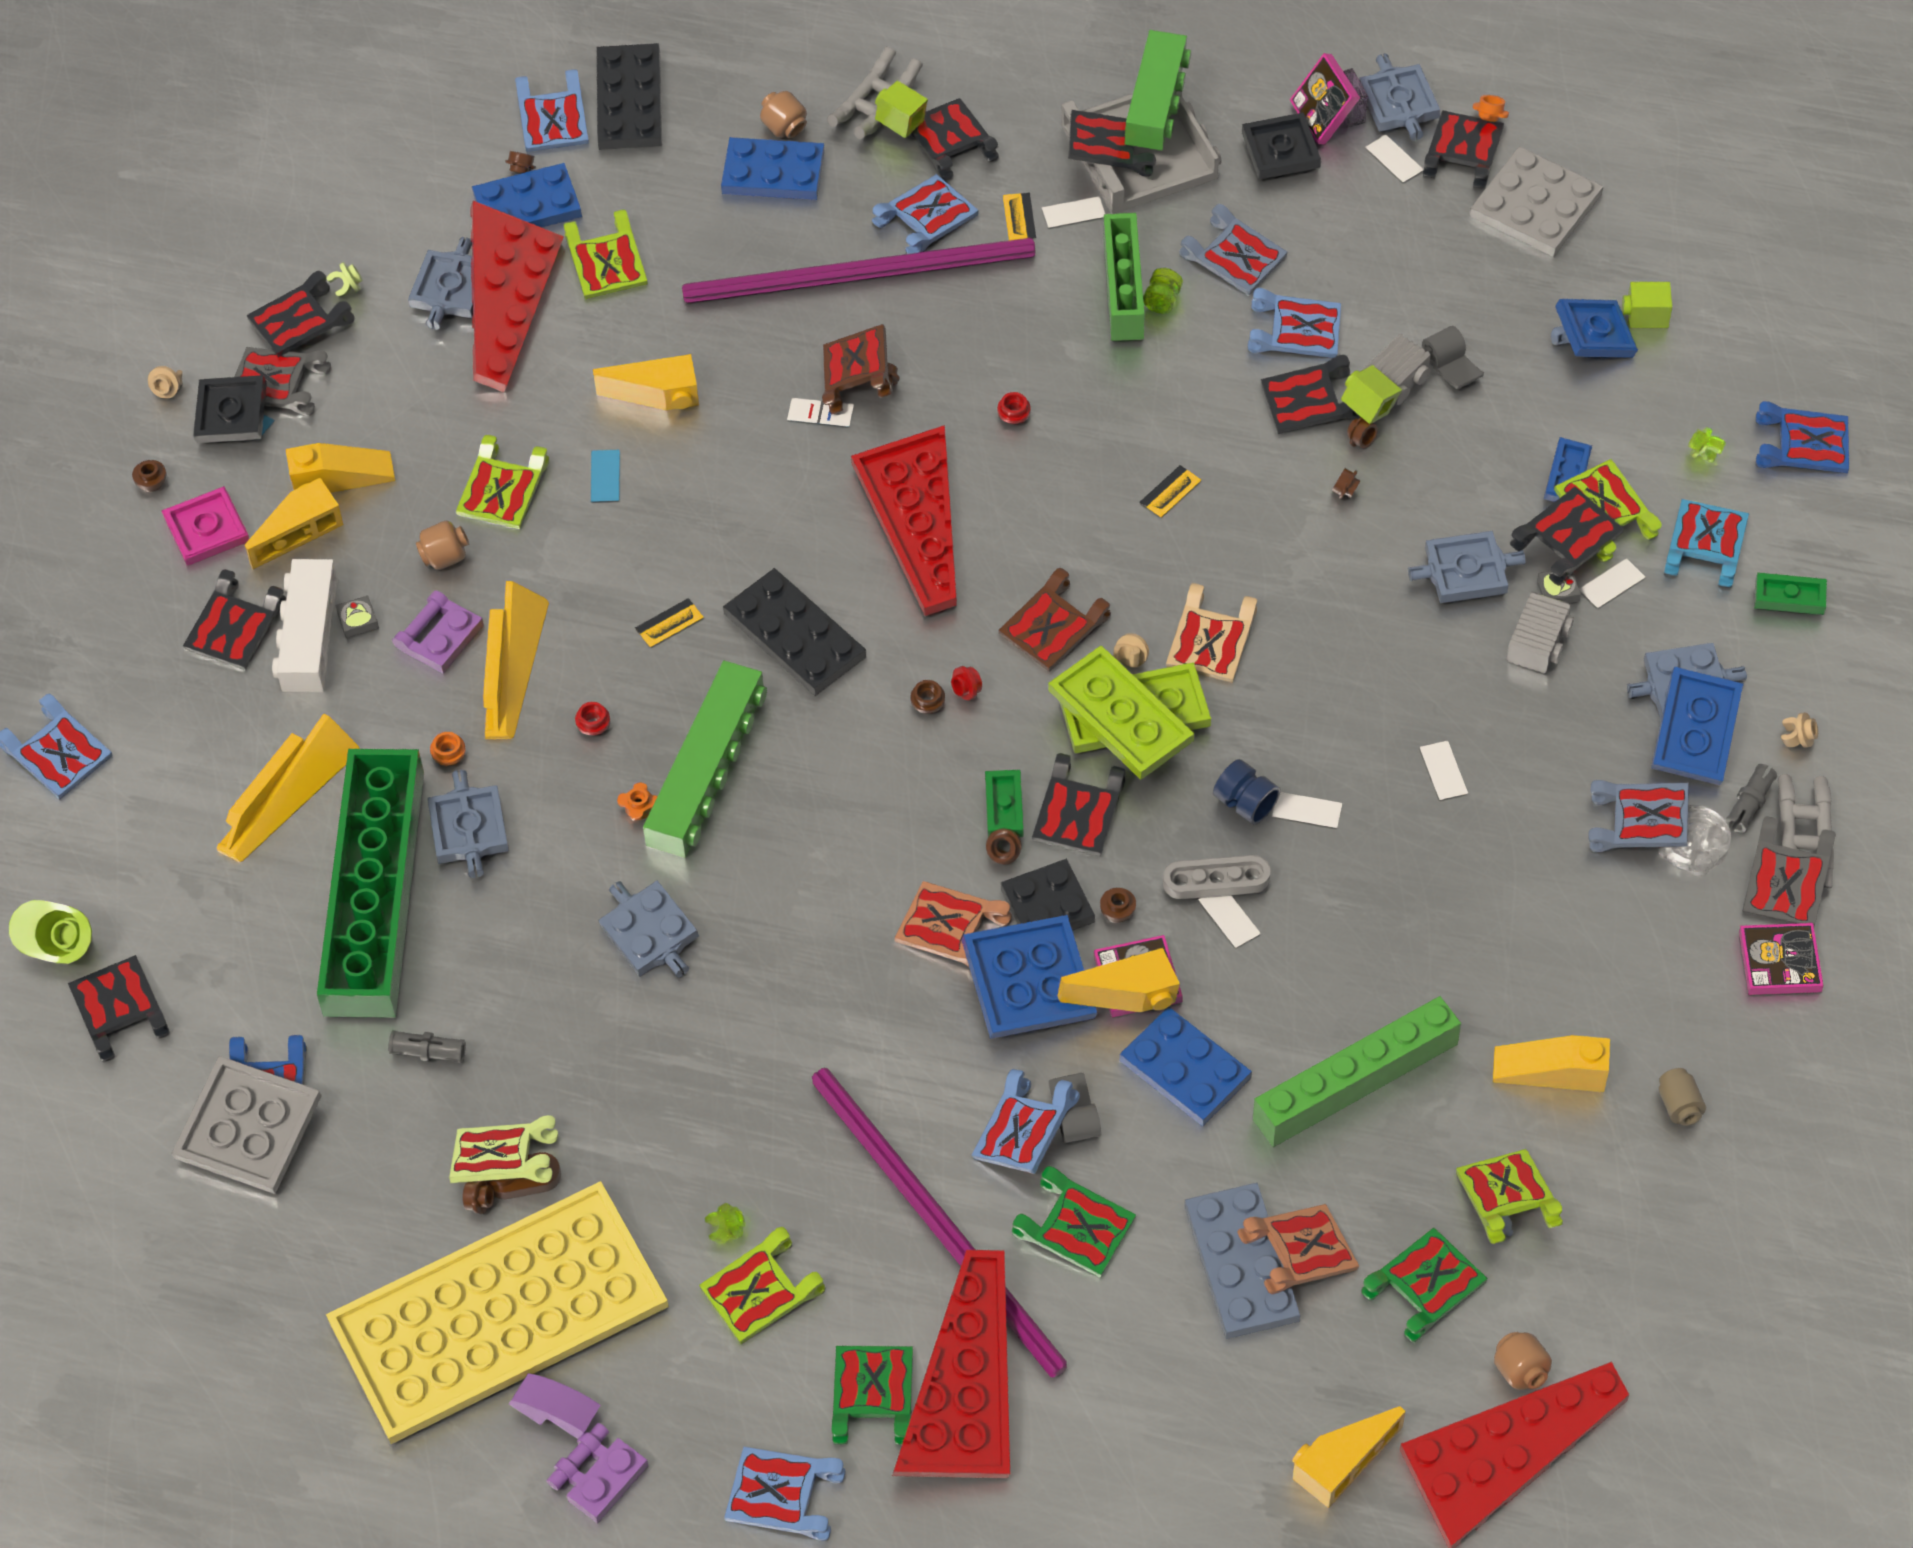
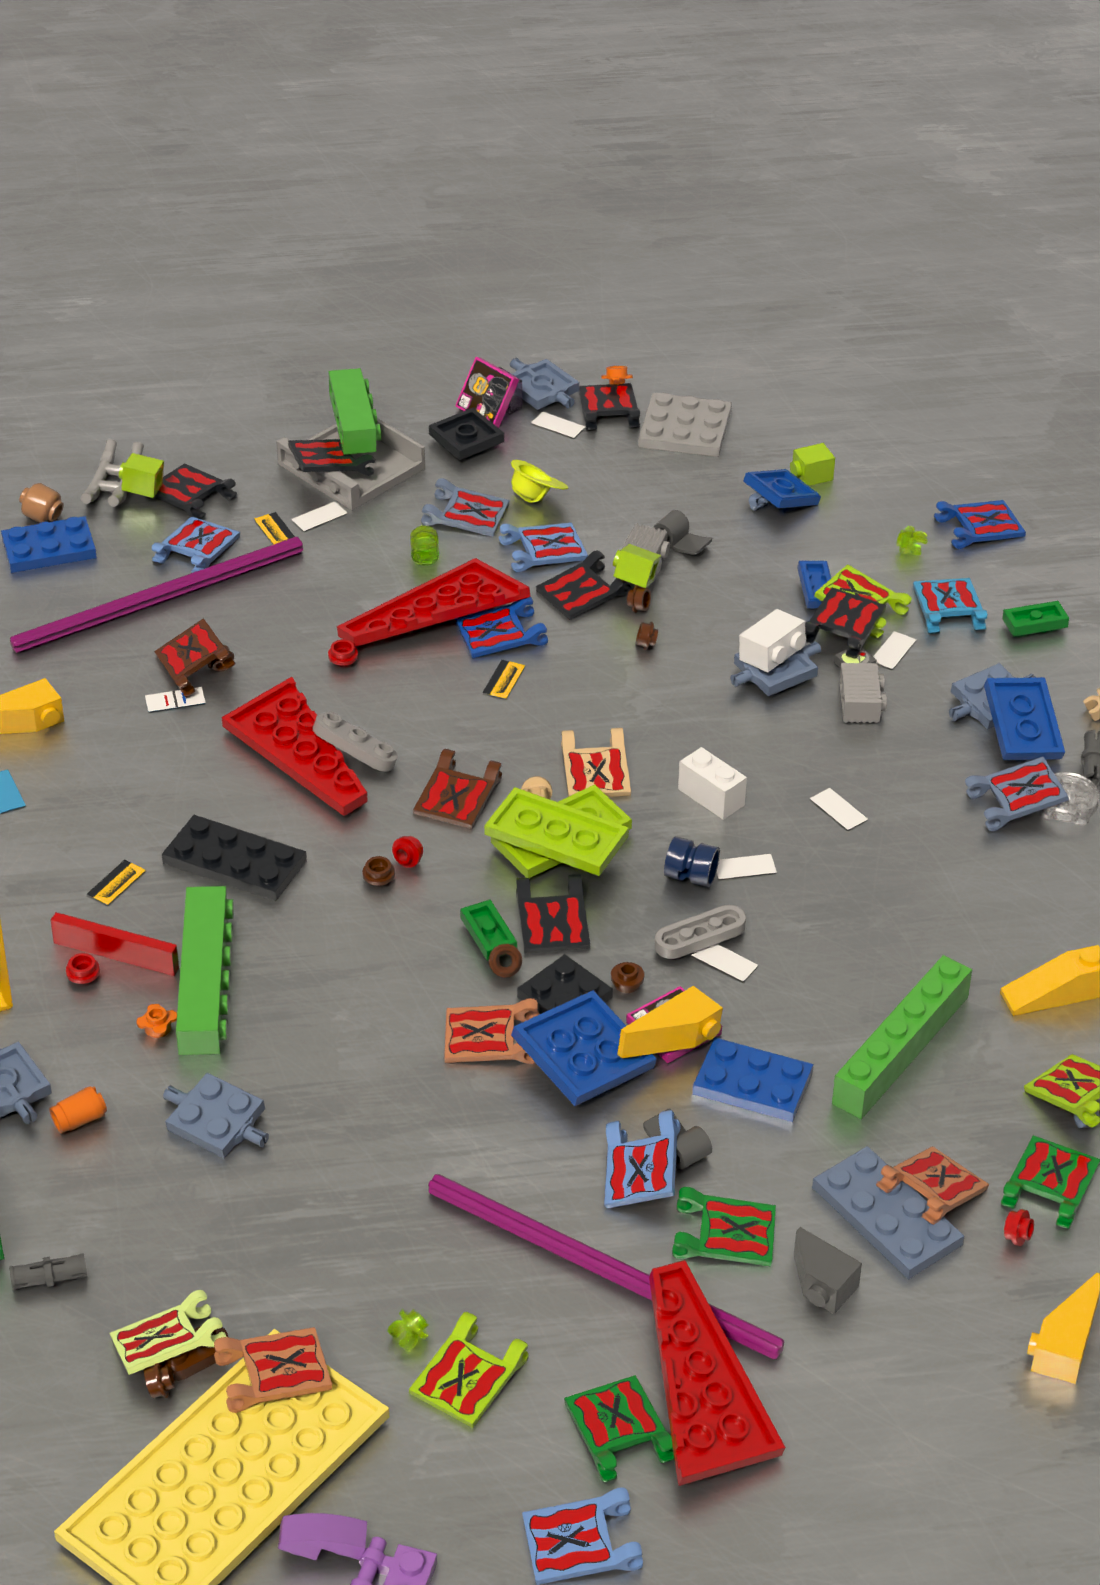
camera: 25 degrees left, 15 degrees down
(523, 879) = (78, 1109): none -> orange piece
(586, 1222) = (276, 1367): none -> nougat flag
(632, 700) = (115, 944): none -> red tile
(979, 540) = (355, 741): none -> light grey plate
(1123, 276) = (389, 541): bright green brick -> none
(1141, 1308) = (824, 1271): none -> dark grey slope
(1157, 369) = (449, 596): none -> red wing
(1192, 425) = (500, 629): none -> blue flag
(1317, 700) = (712, 783): none -> white brick
(1321, 237) = (532, 482): none -> neon yellow piece
(1358, 1325) = (1018, 1227): none -> red plate
(1468, 540) = (772, 640): none -> white brick

